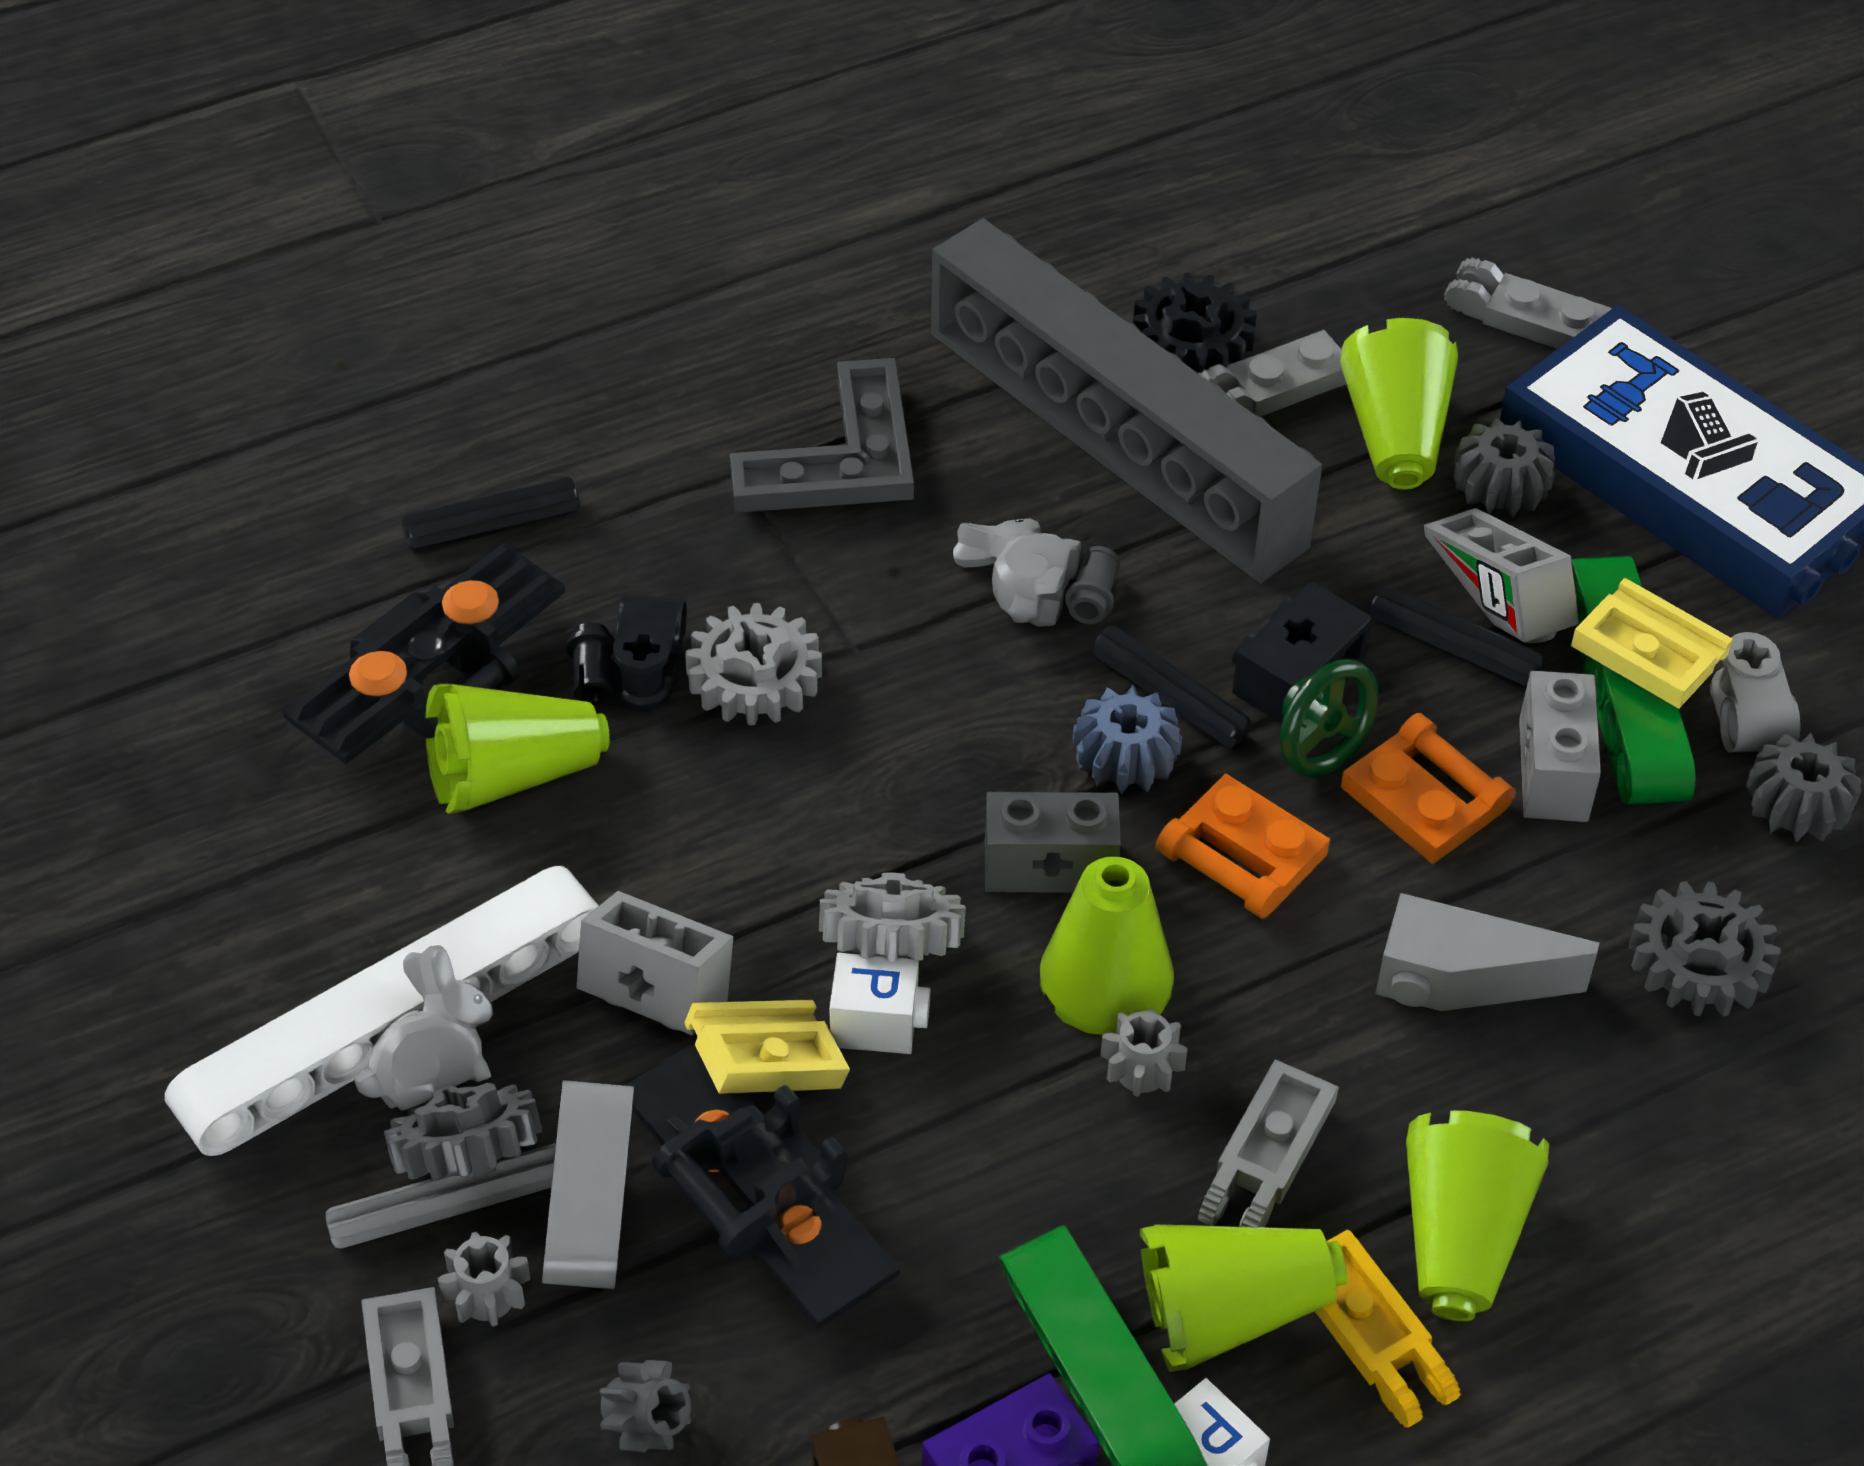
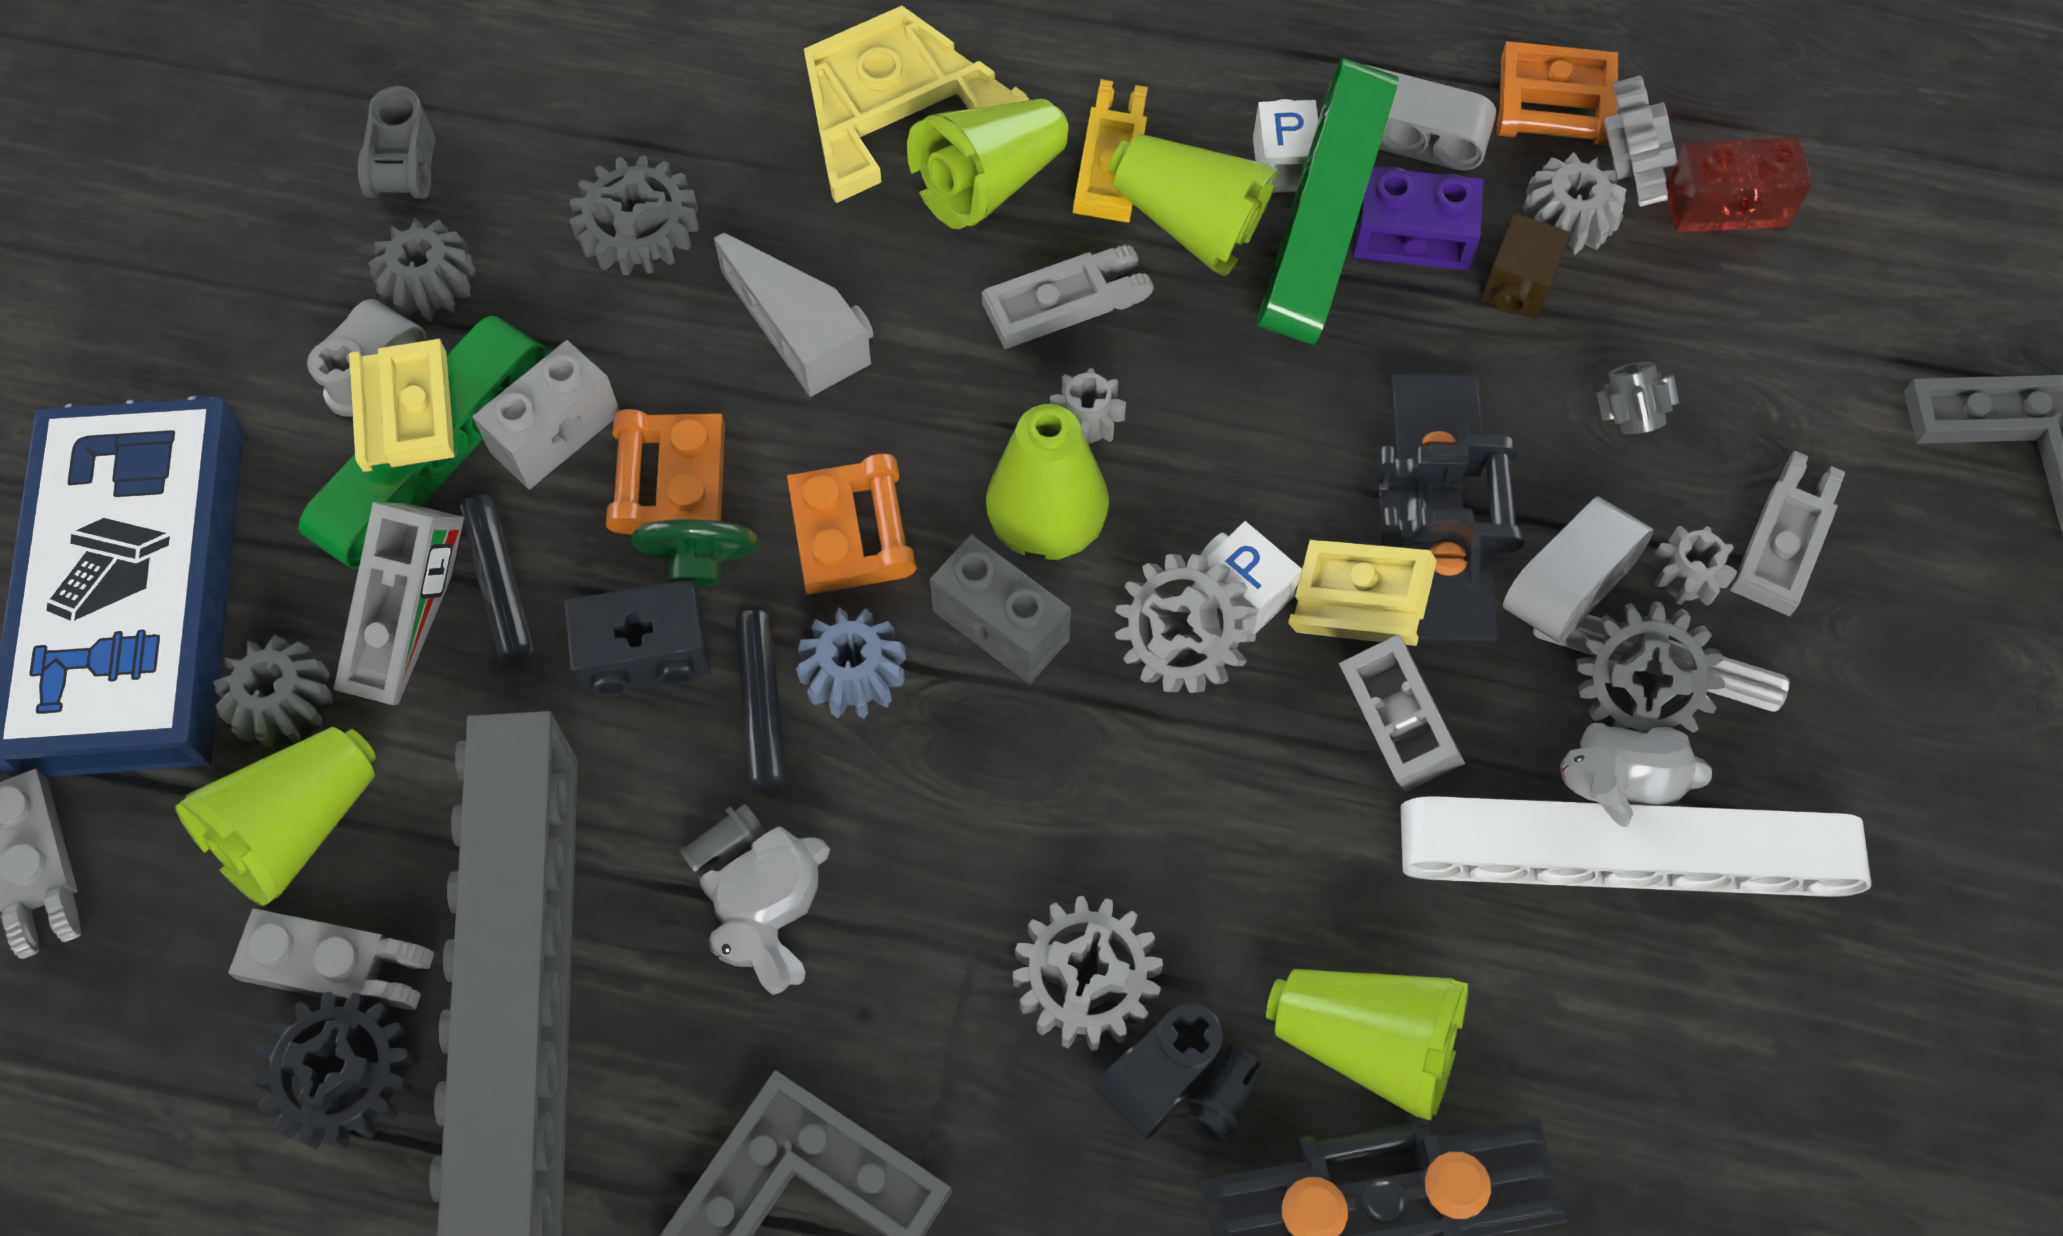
camera: 140 degrees left, 15 degrees up
(1666, 1246) = (881, 76): none -> light yellow wing

